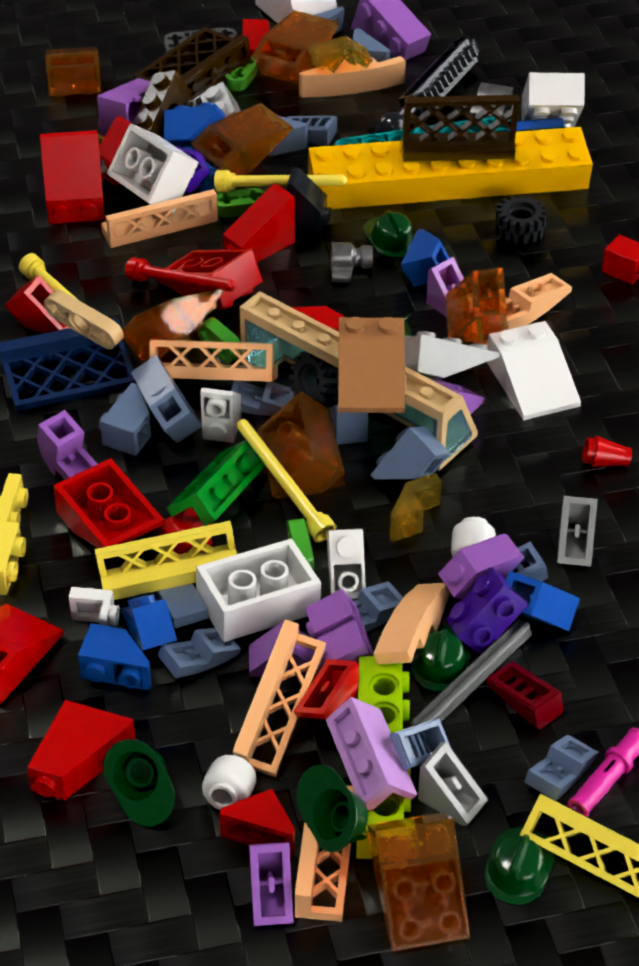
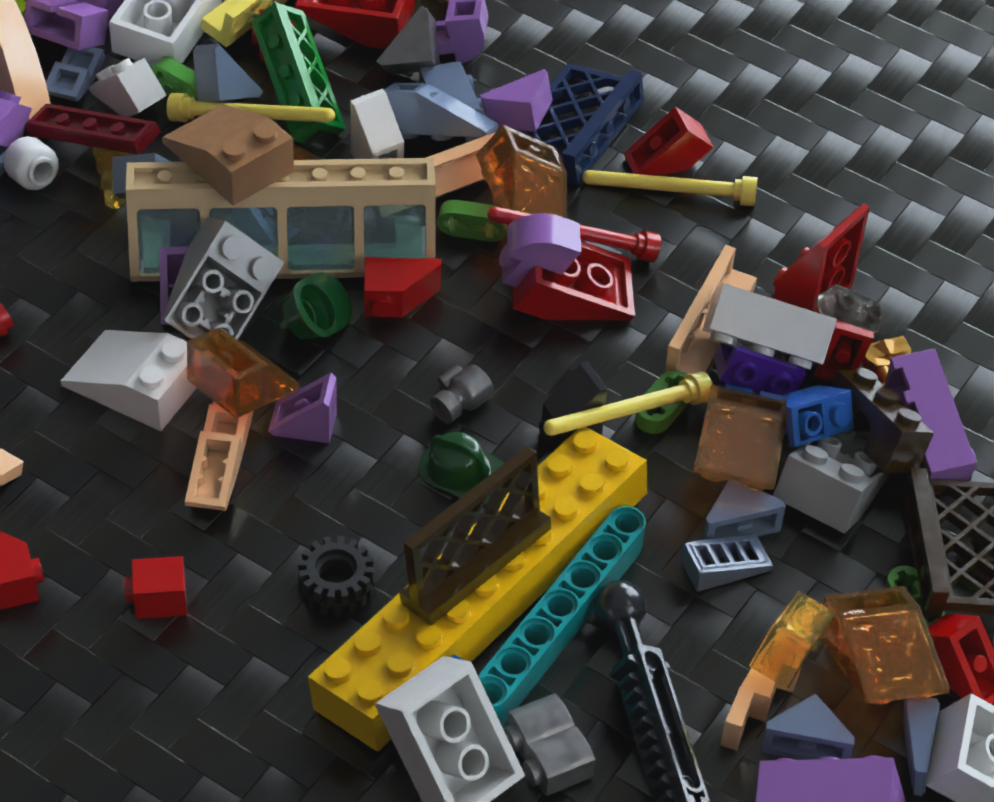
camera: 135 degrees right, 5 degrees up
(83, 319) = (602, 124): tan beam -> none
(93, 378) = (519, 103): none -> medium lavender slope
(127, 437) = (413, 47): none -> flat silver slope
(231, 254) = (541, 242): none -> medium lavender brick
(265, 225) = (579, 340): red slope -> none
(278, 504) = (220, 76): none -> sand blue slope
(413, 519) = (93, 128): none -> dark red tile
(422, 255) = (375, 434): blue slope -> none

